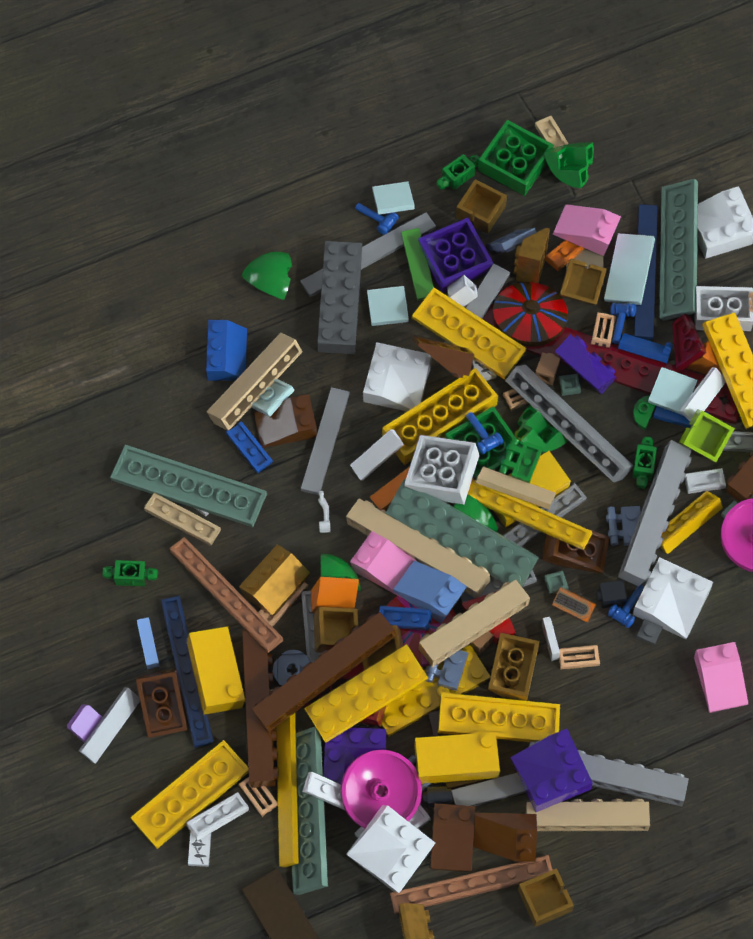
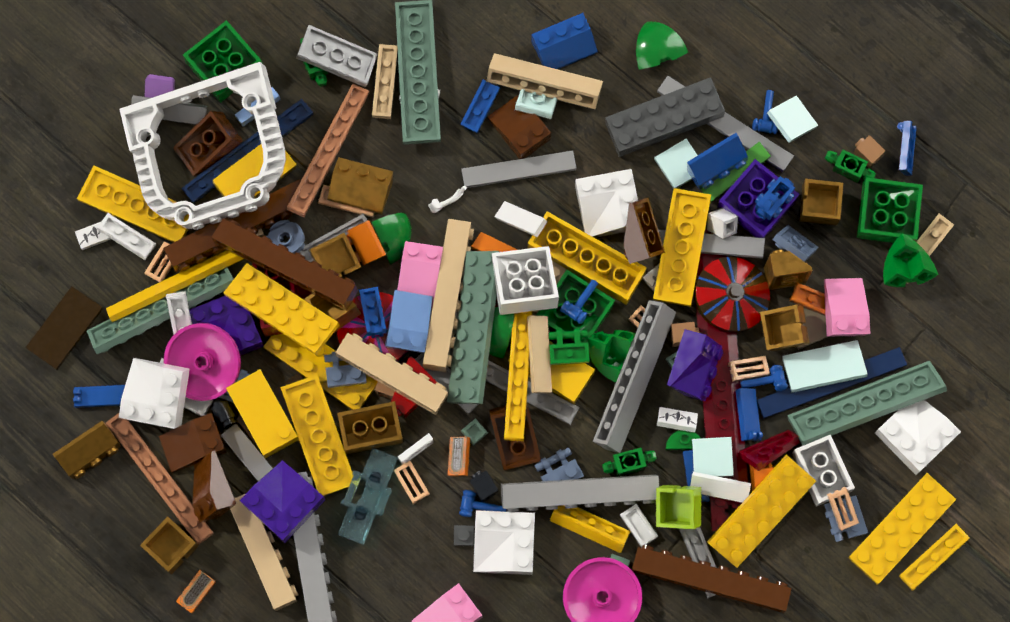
camera: 65 degrees right, 10 degrees up
(88, 652) = (218, 54): none -> green slope
(134, 627) = (145, 116): none -> white arch
(137, 548) = (336, 56): none -> light grey tile
(365, 907) = (98, 396): none -> blue hinge
(406, 269) = (717, 162): none -> blue slope
(447, 112) = (907, 146): none -> hinge
(451, 150) = (869, 150): none -> medium nougat brick
(468, 241) = (770, 203): none -> blue brick
(580, 694) = (374, 498): none -> clear light blue piece
(598, 895) = (195, 591): none -> tile
(623, 407) = (677, 419): none -> white tile

